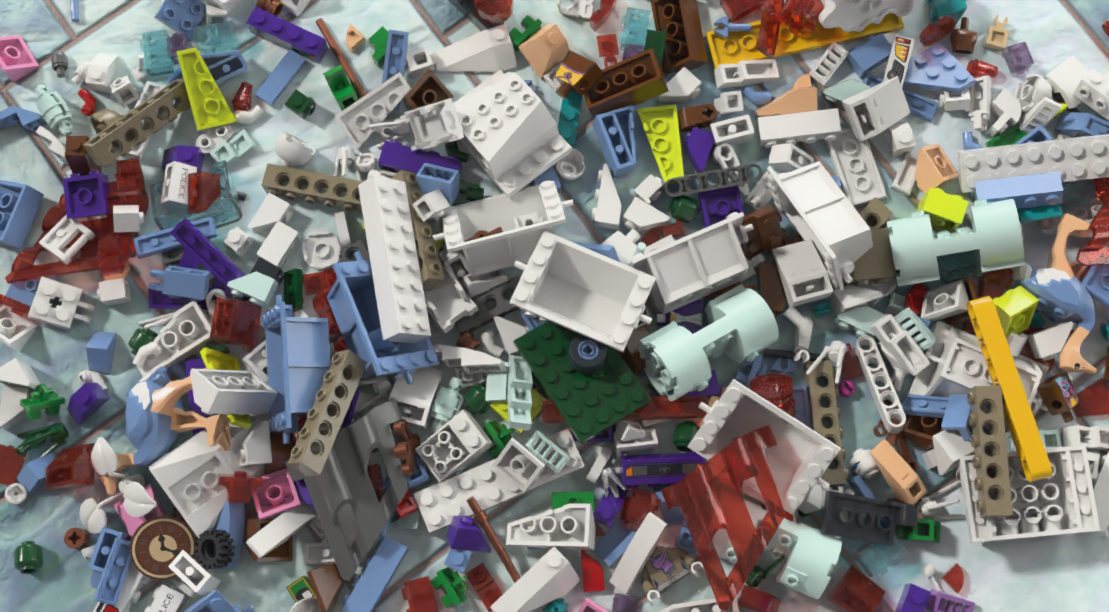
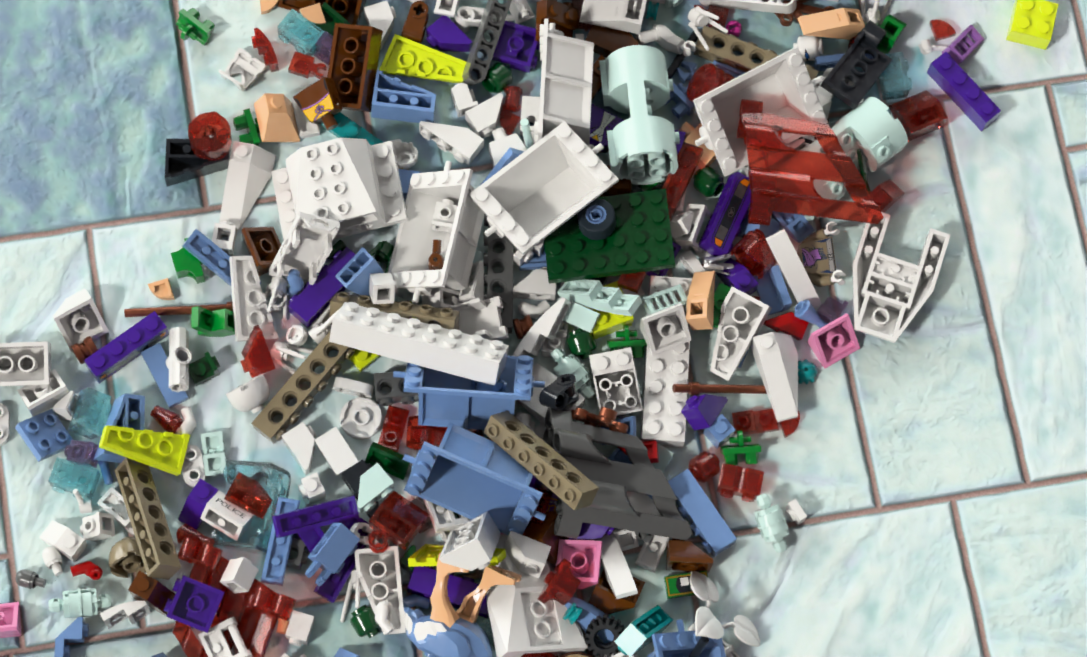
camera: 70 degrees left, 5 degrees down
(151, 165) = (188, 531): none -> clear red cone
(204, 309) = (378, 534): none -> clear red bush
(218, 510) = (572, 613): none -> teal bush
(230, 580) = (640, 631): none -> teal brick
(285, 84) = (178, 359): none -> white piece
(330, 138) = (256, 354): none -> clear red slope
(407, 137) = (295, 281): none -> medium blue arm
(409, 401) = (559, 393): none -> black piece
(419, 561) = (704, 466): none -> clear red head
(564, 482) = (701, 301): none -> light nougat slope
(608, 583) = (806, 312): none -> medium blue cone
(653, 29) = (313, 14): none -> light nougat tile

